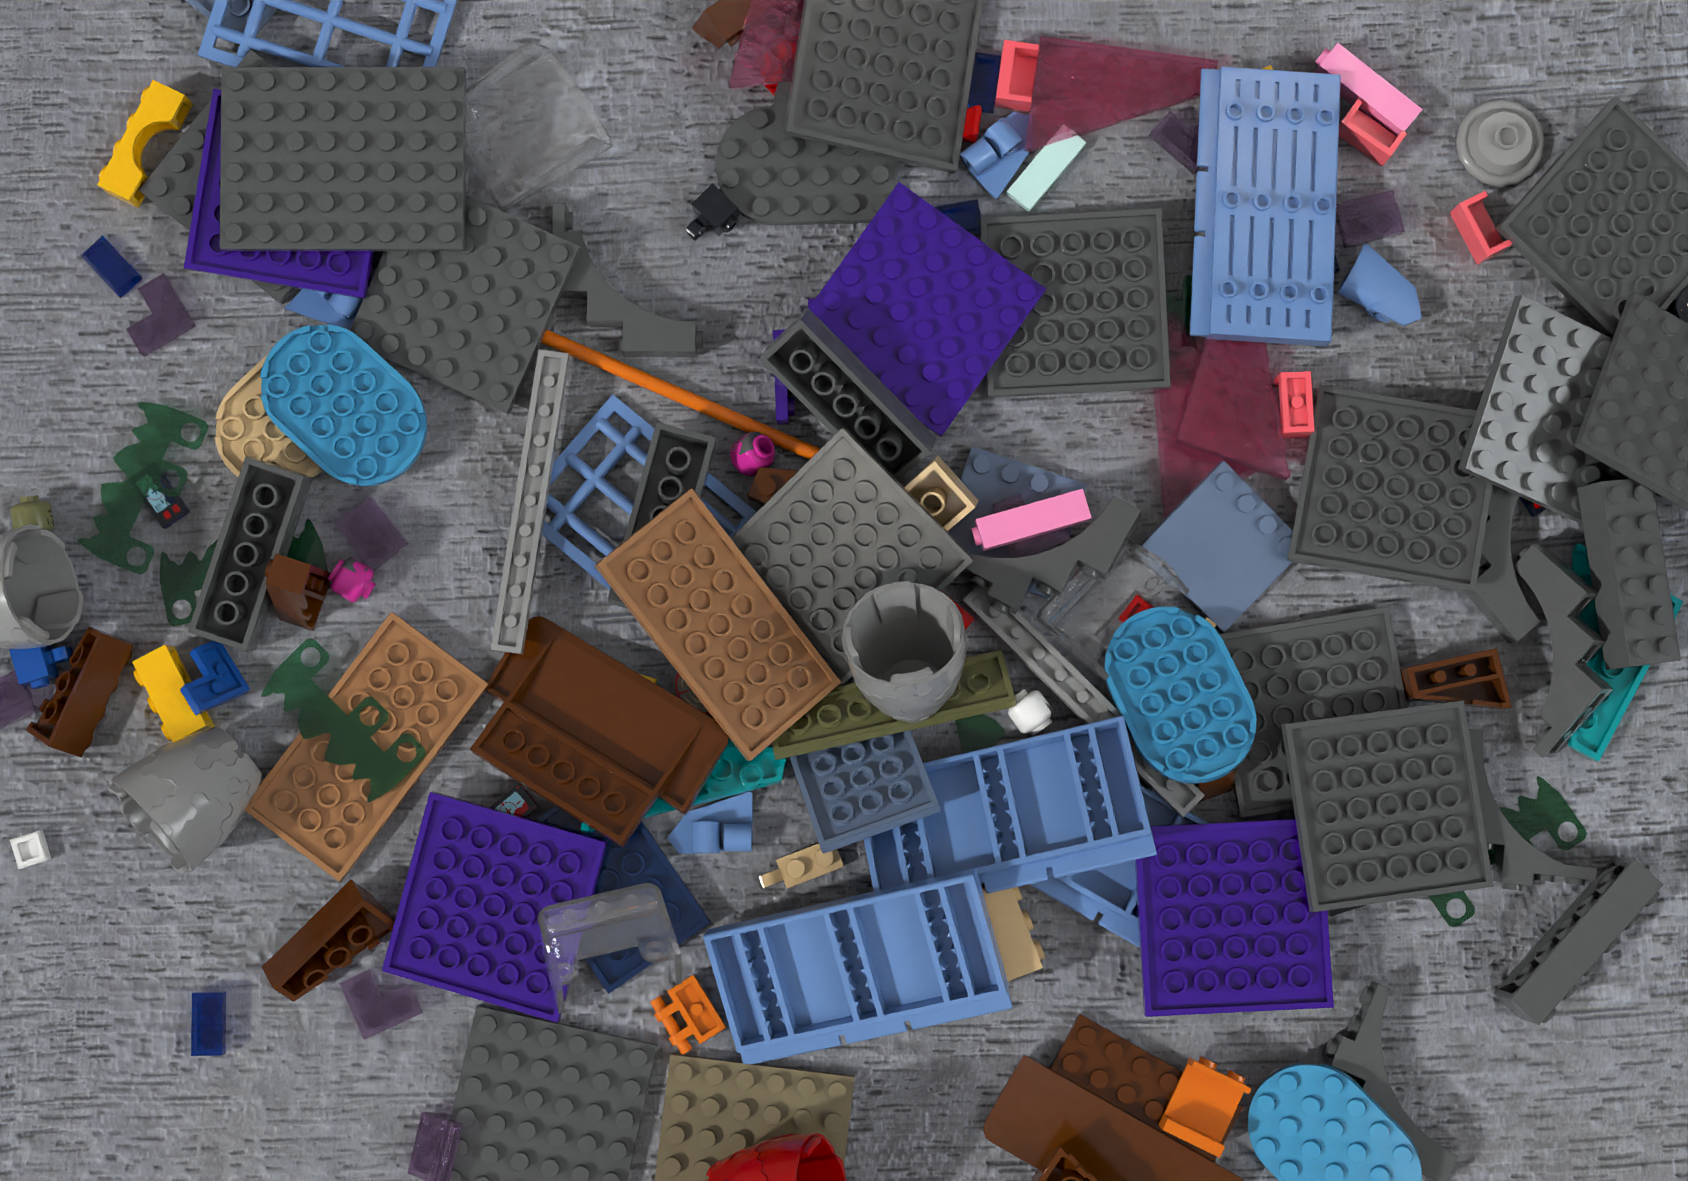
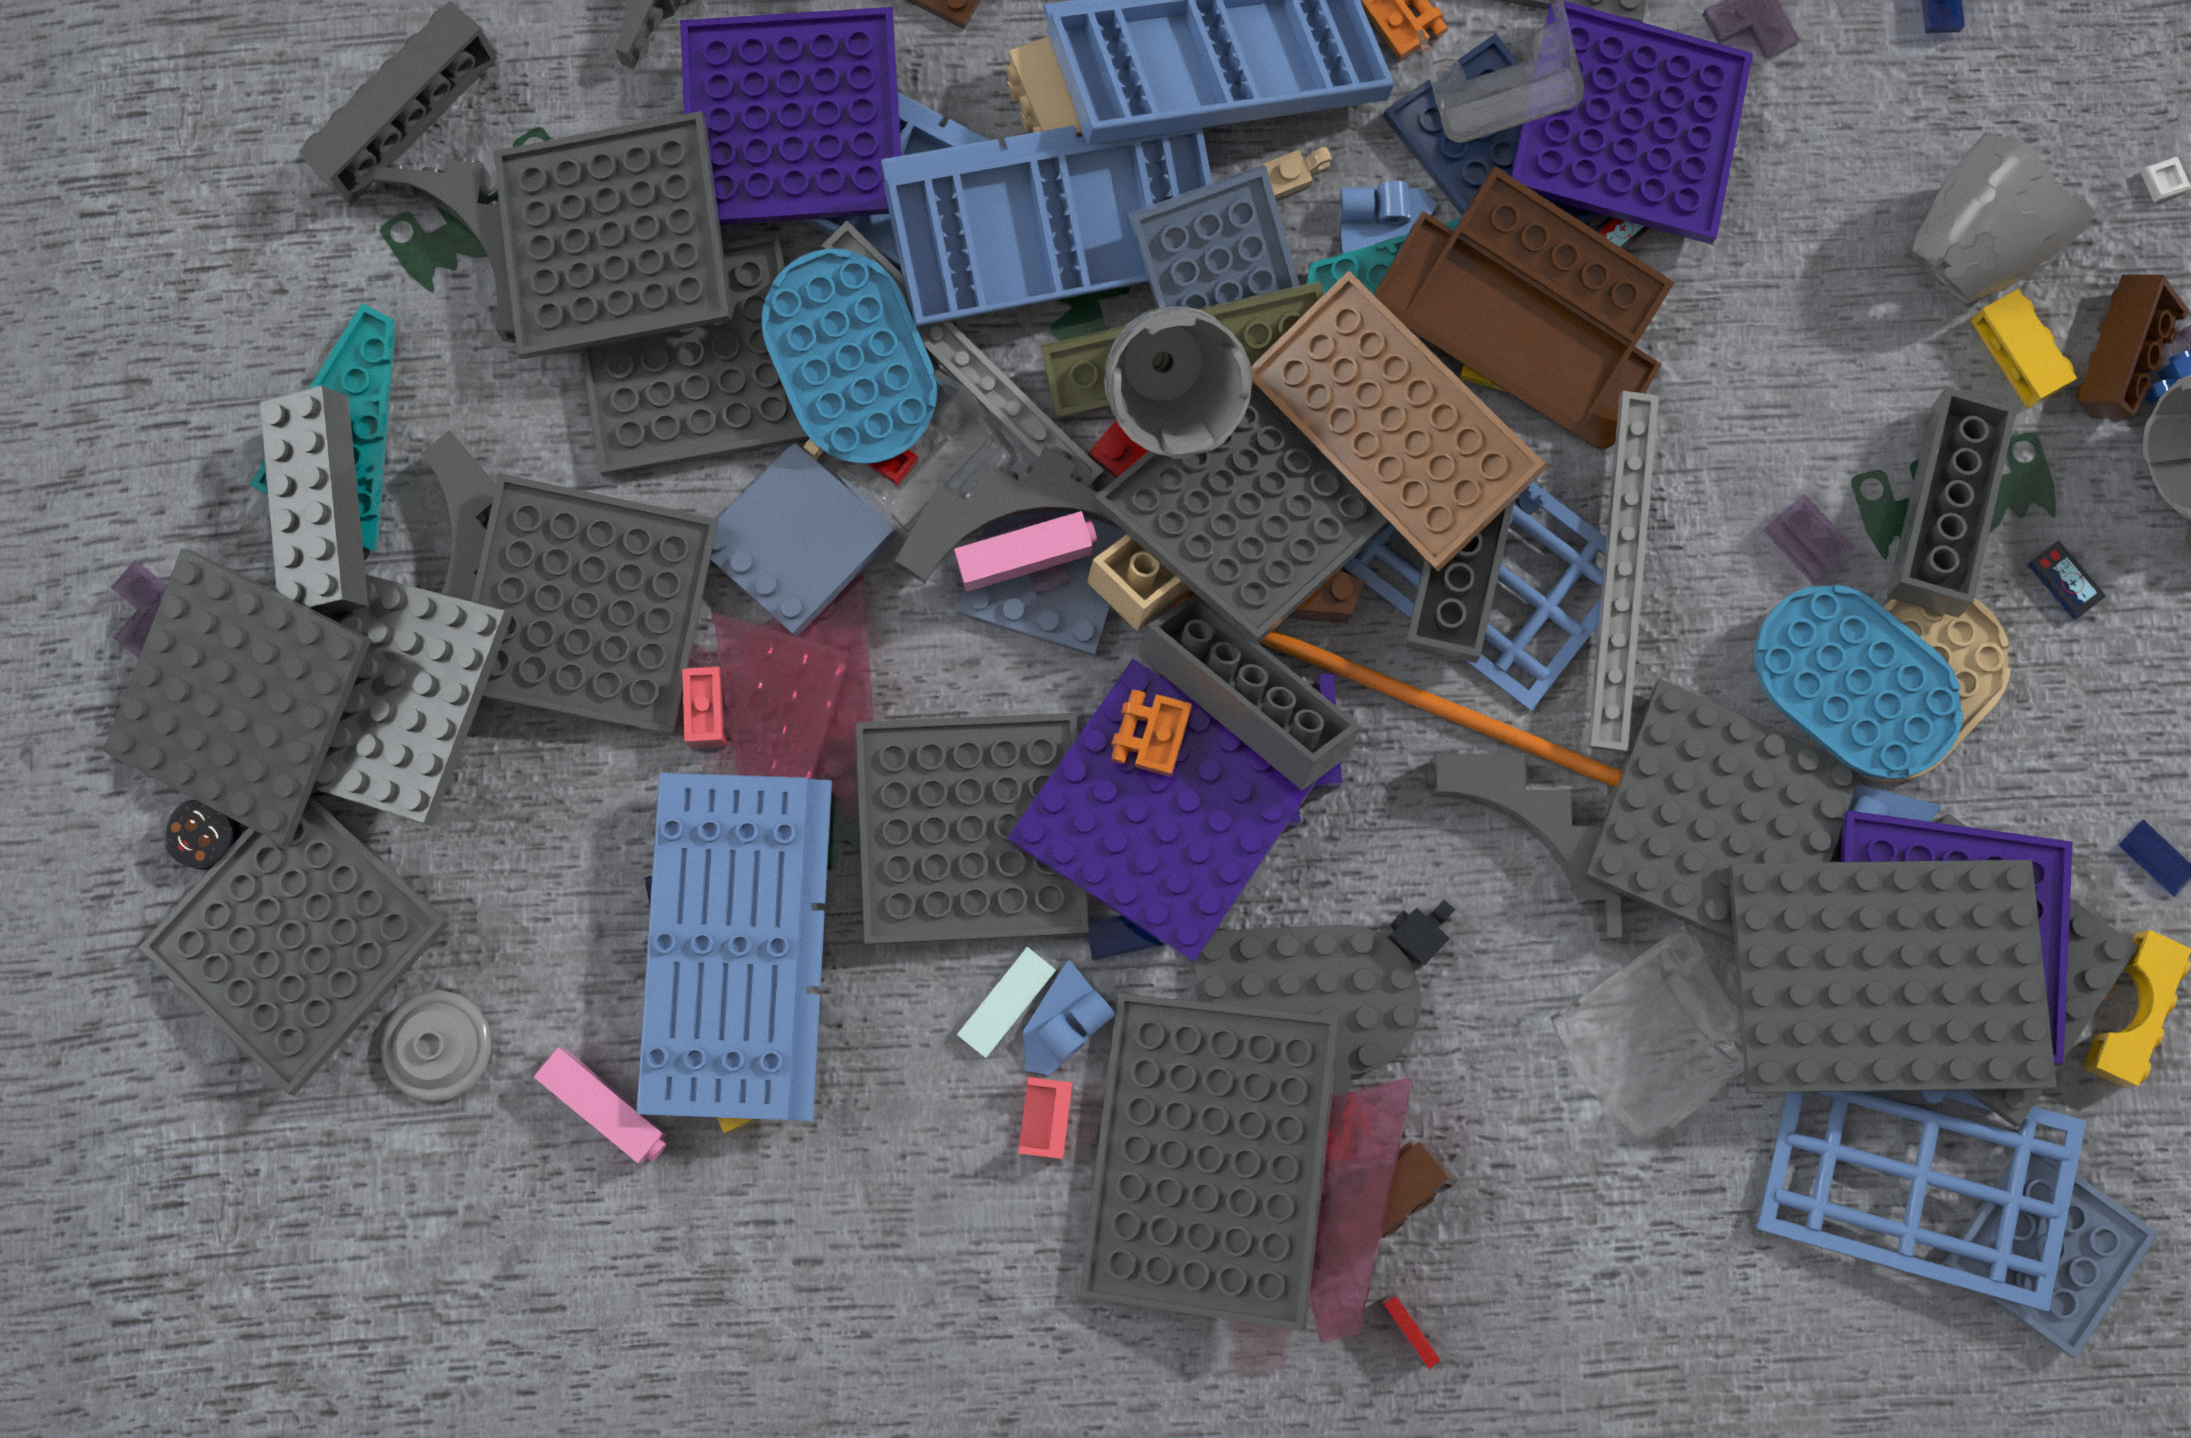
camera: 175 degrees right, 5 degrees down
(143, 467) = (2088, 606): clear green piece -> none
(167, 320) = (2082, 793): clear purple plate -> none
(219, 682) = (1969, 360): blue plate -> none
(296, 590) = (1891, 466): reddish brown wedge -> none
(318, 802) = (1791, 298): medium nougat plate -> none
(328, 941) = (1816, 82): reddish brown wedge -> none
(349, 736) = (1814, 303): clear green piece -> none
(352, 579) = (1827, 482): dark pink head -> none
(752, 452) = (1360, 635): dark pink head -> none
(920, 361) = (1162, 735): none -> orange plate
(972, 124) = (1100, 1054): red slope -> none
(984, 81) = (1086, 1110): clear blue tile -> none
(1031, 712) = (1020, 344): white head -> none
(1100, 85) = (941, 1108): clear pink wing -> none
(1178, 140) = (842, 1039): clear purple plate -> none
(1368, 135) = (599, 1050): coral panel -> none
(1369, 219) = (605, 942): clear purple plate -> none
(1380, 289) = (594, 852): medium blue panel -> none
(1469, 677) = (518, 389): reddish brown wedge -> none
(1478, 229) = (468, 931): coral panel -> none
(1574, 685) = (395, 479): dark grey arch -> none

